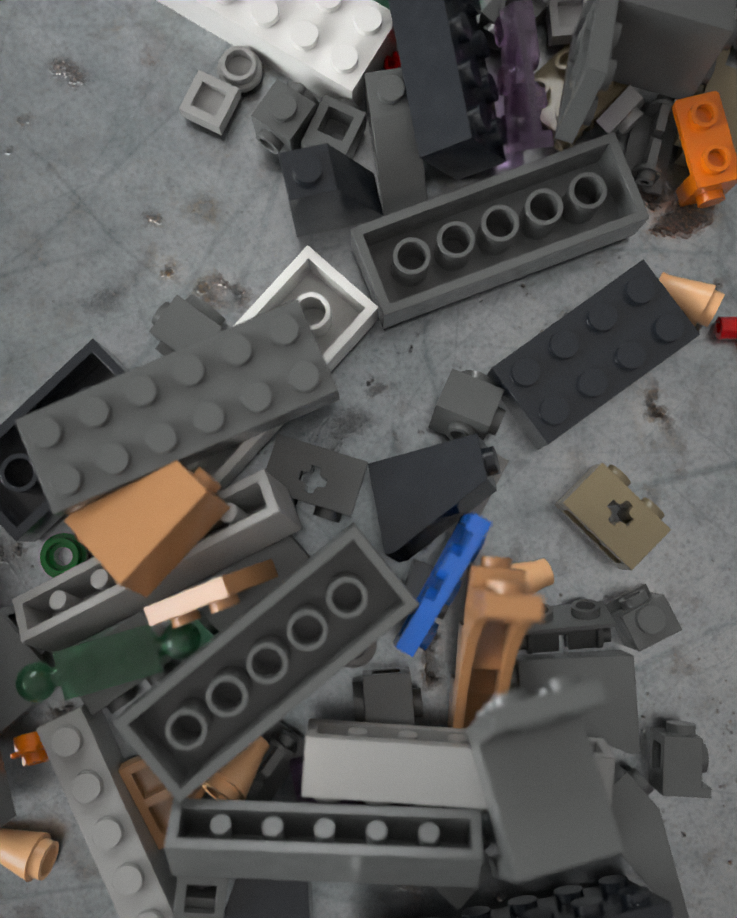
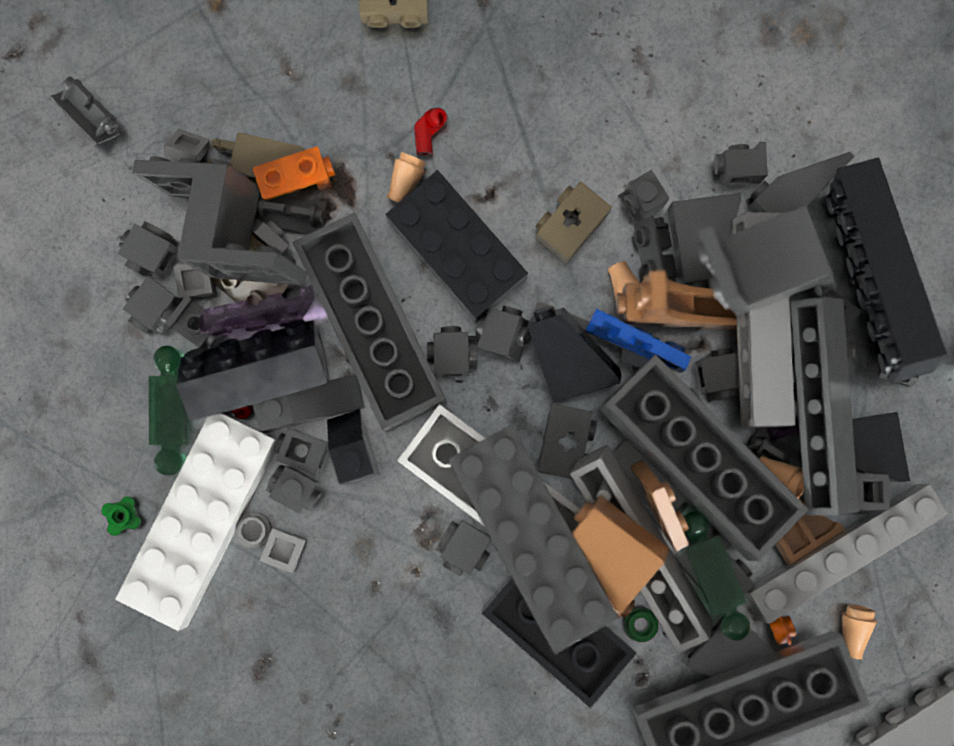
camera: 90 degrees left, 0 degrees up
(447, 338) = (452, 352): none -> dark grey brick

